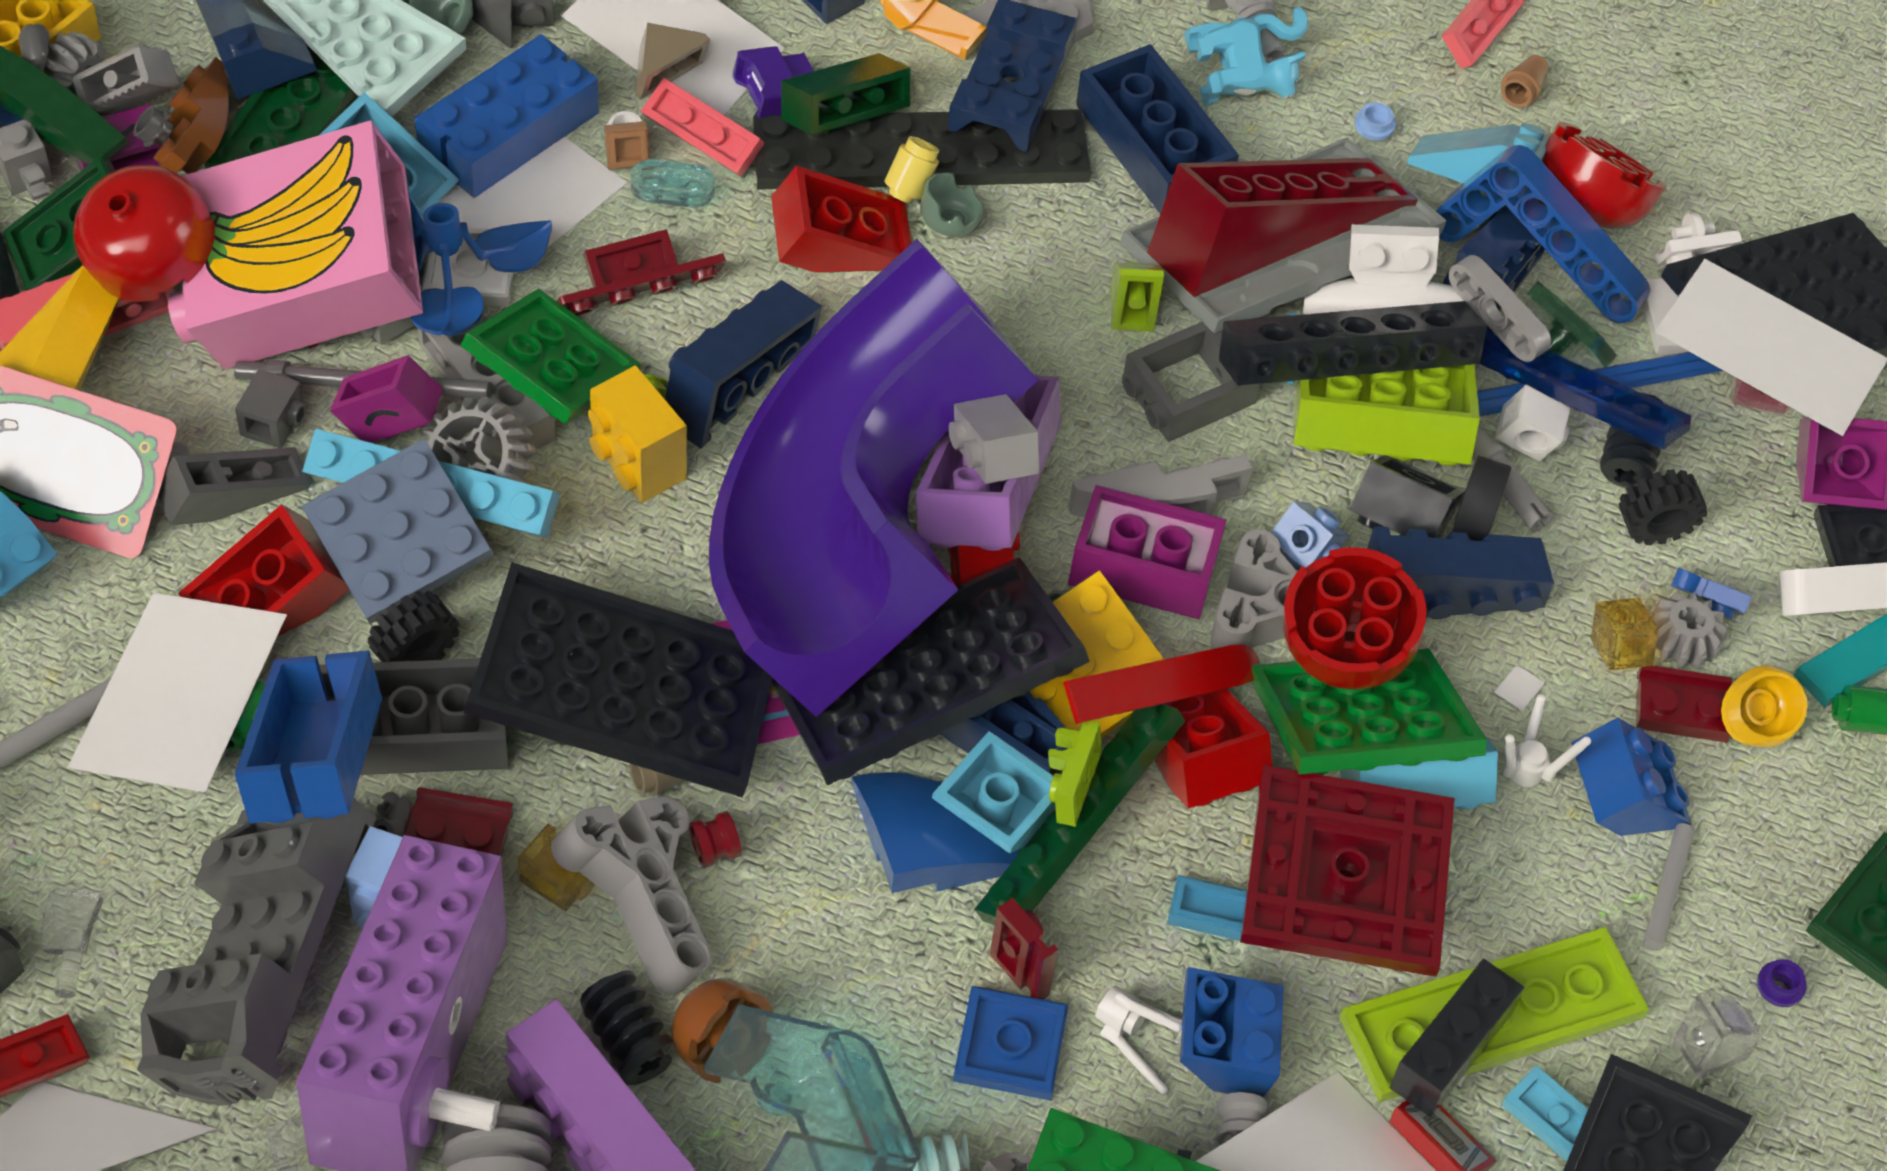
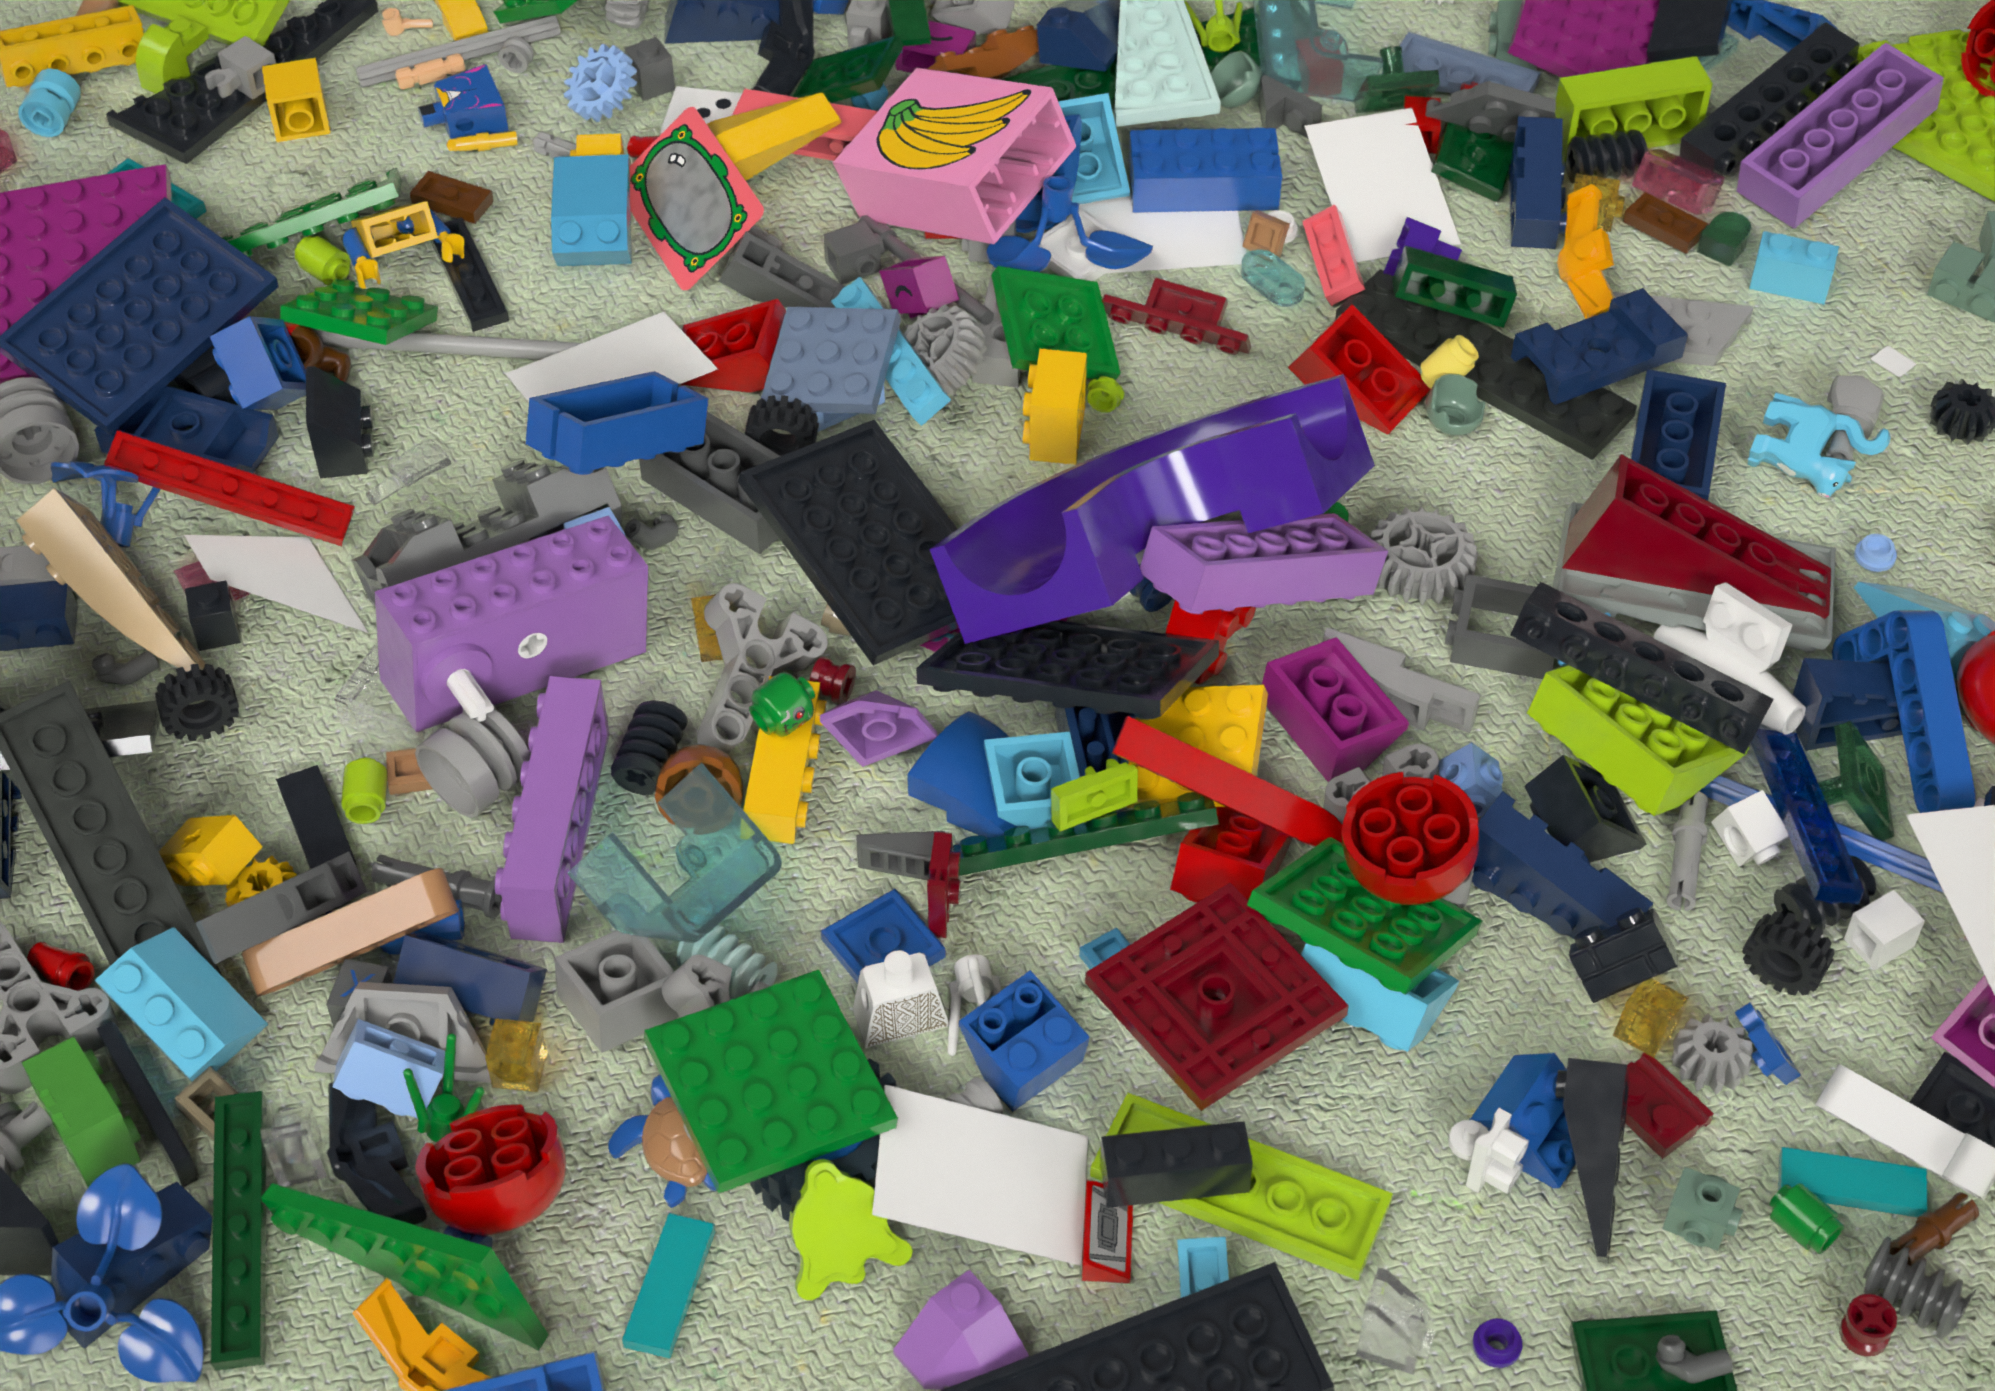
camera: 50 degrees right, 5 degrees down
(143, 232) = (860, 84): red cylinder -> none
(153, 126) = (954, 40): dark grey plate -> none
(460, 820) = (688, 566): dark red plate -> none
(667, 54) = (1351, 190): dark tan slope -> none
(735, 894) = (782, 704): none -> green head
(738, 357) = (1161, 397): dark blue wedge -> none
(760, 942) = (782, 776): none -> yellow brick
(812, 847) = (877, 727): none -> medium lavender slope
(954, 945) = (897, 854): none -> dark grey slope
(995, 438) = (1247, 530): light grey brick -> none
(1074, 352) = (1425, 555): none -> light grey gear
(1096, 1072) = (897, 999): none -> white torso
(1135, 296) = (1525, 544): lime slope -> none
(1482, 498) = (1636, 845): black tyre -> none
(1519, 327) = (1798, 722): light grey beam -> none
(1519, 687) = (1532, 1001): white sticker -> none
(1529, 760) = (1471, 1045): white plant -> none
(1568, 597) = (1622, 954): none -> black brick
(1641, 834) = (1492, 1153): none -> white hips
(1668, 887) = (1487, 1213): light grey bar -> none
(1698, 446) = (1884, 929): none -> white brick
(1700, 752) = (1596, 1118): none -> black wedge
(1764, 707) = (1707, 1141): yellow hat -> none
(1808, 760) = (1703, 1209): none -> sand green brick

